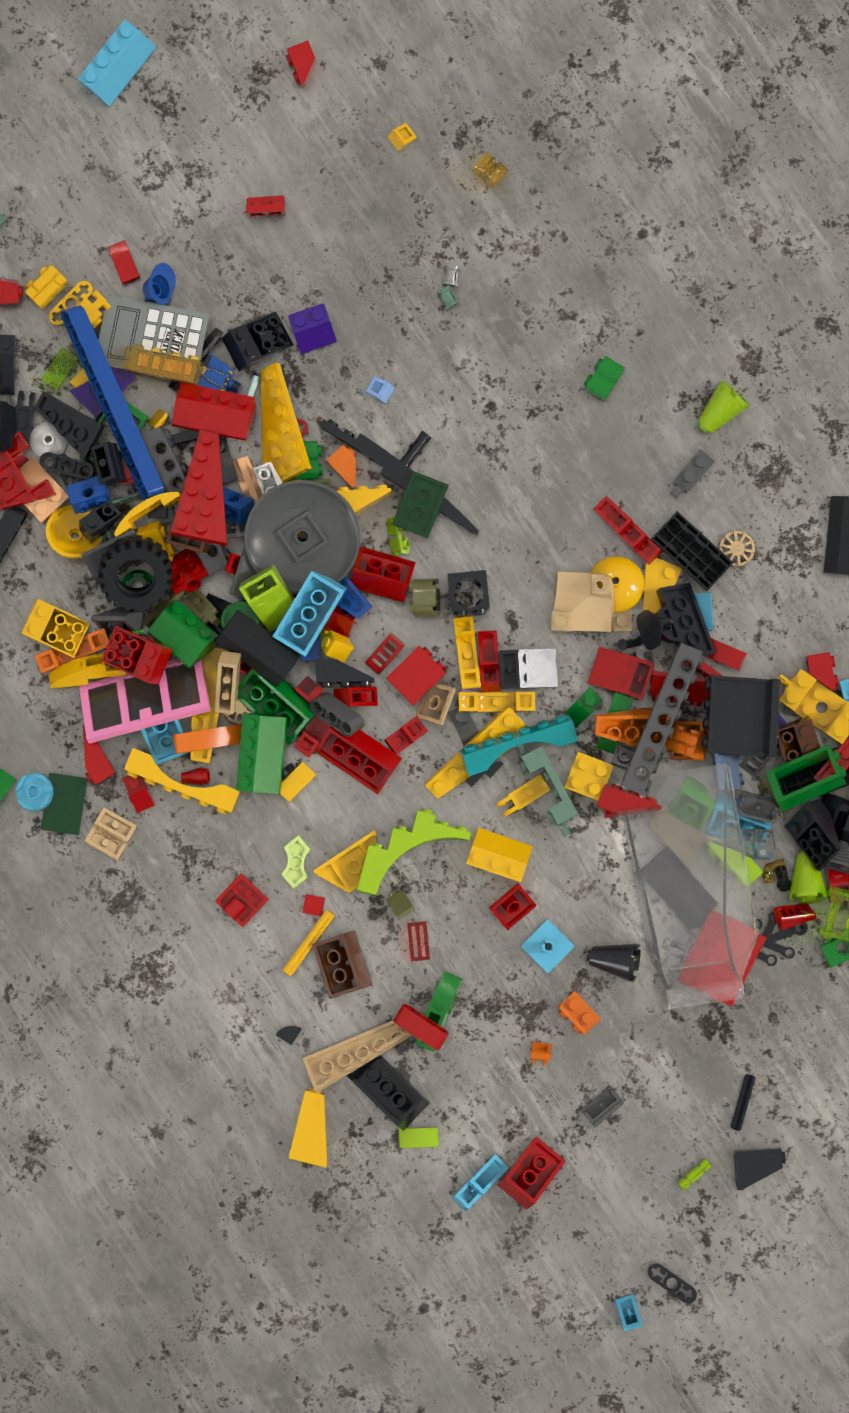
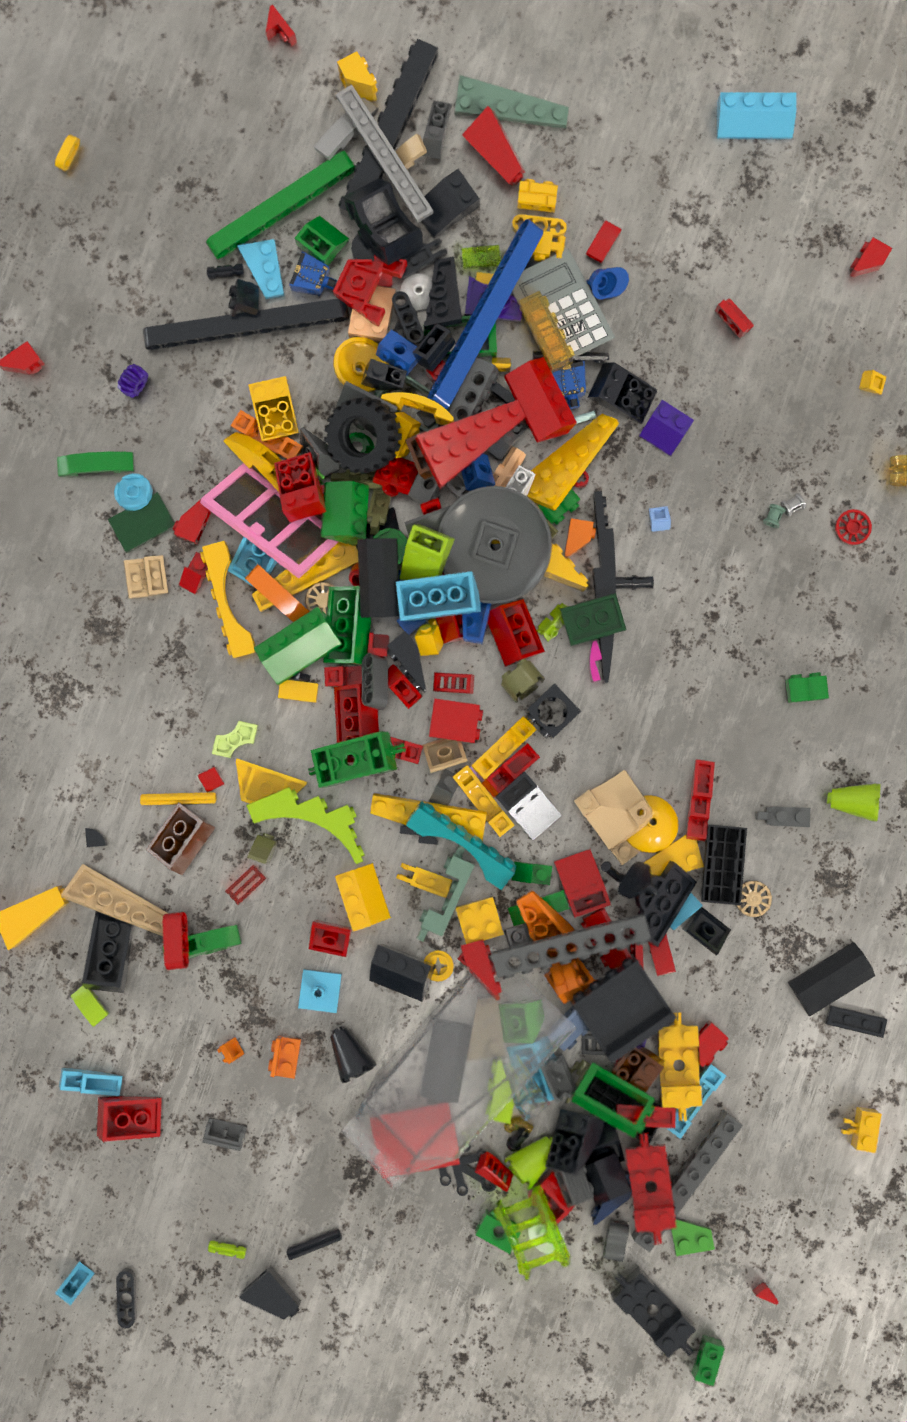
camera: 55 degrees right, 0 degrees up
(196, 776) = (242, 609): red cone -> none
(227, 682) = (332, 575): tan brick -> none
(241, 900) = (171, 720): red plate -> none
(393, 759) = (372, 756): none -> green brick
(450, 525) = (594, 656): none -> dark pink slope
(505, 242) = (853, 527): none -> red wheel
(582, 870) = (401, 972): none -> black slope
(609, 837) = (445, 959): none -> yellow gear
(733, 604) = (707, 930): none -> black slope

